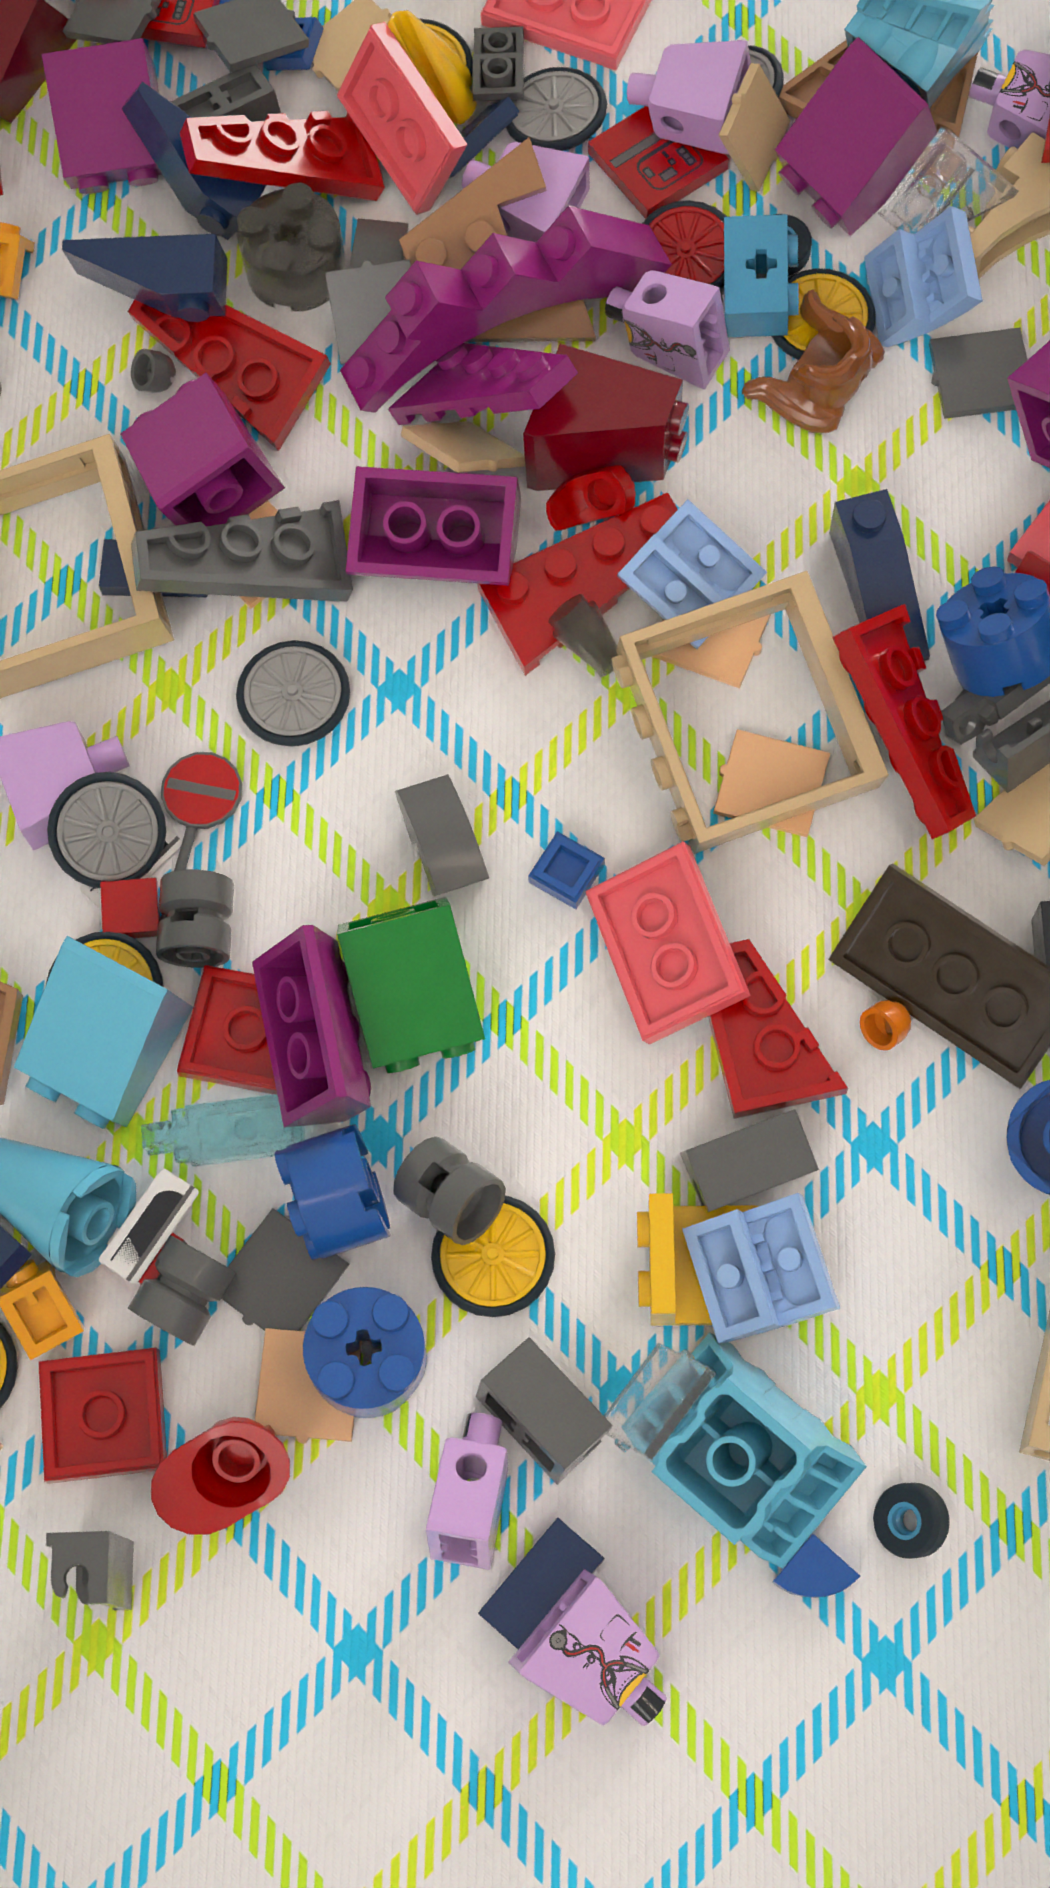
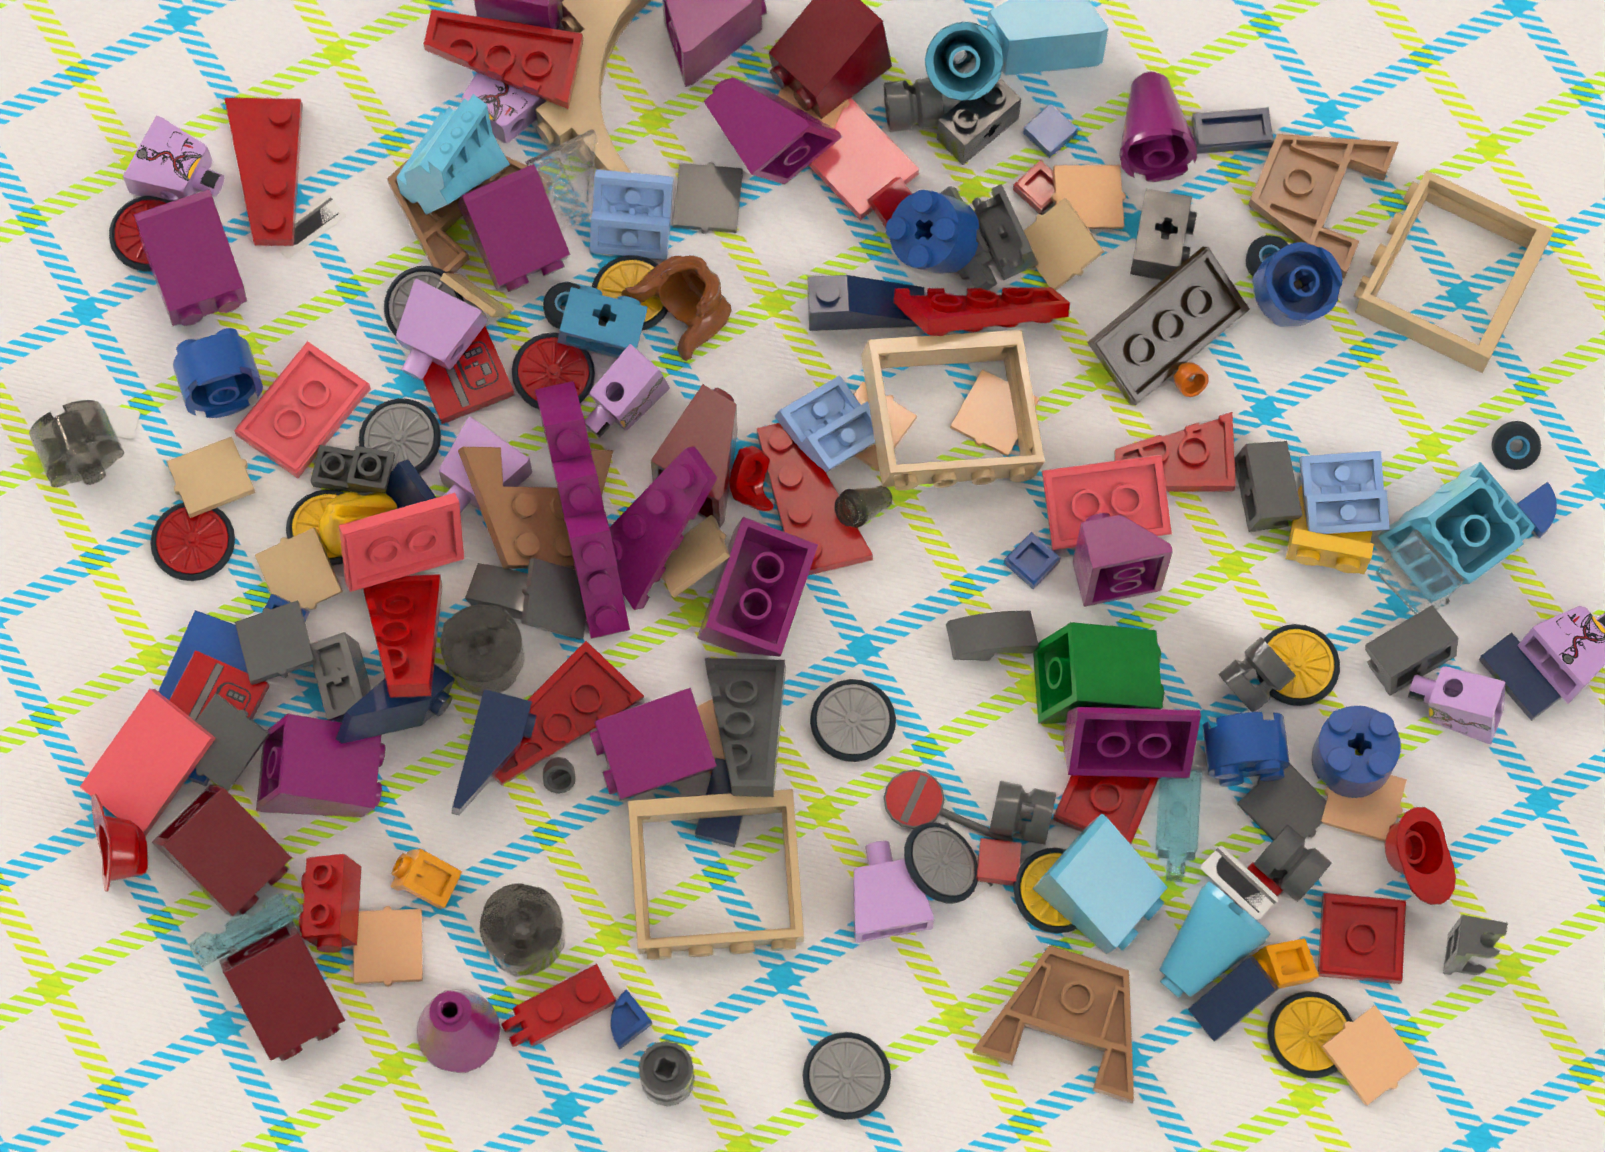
camera: 85 degrees left, 0 degrees up
(563, 947) = (1118, 559): none -> magenta slope

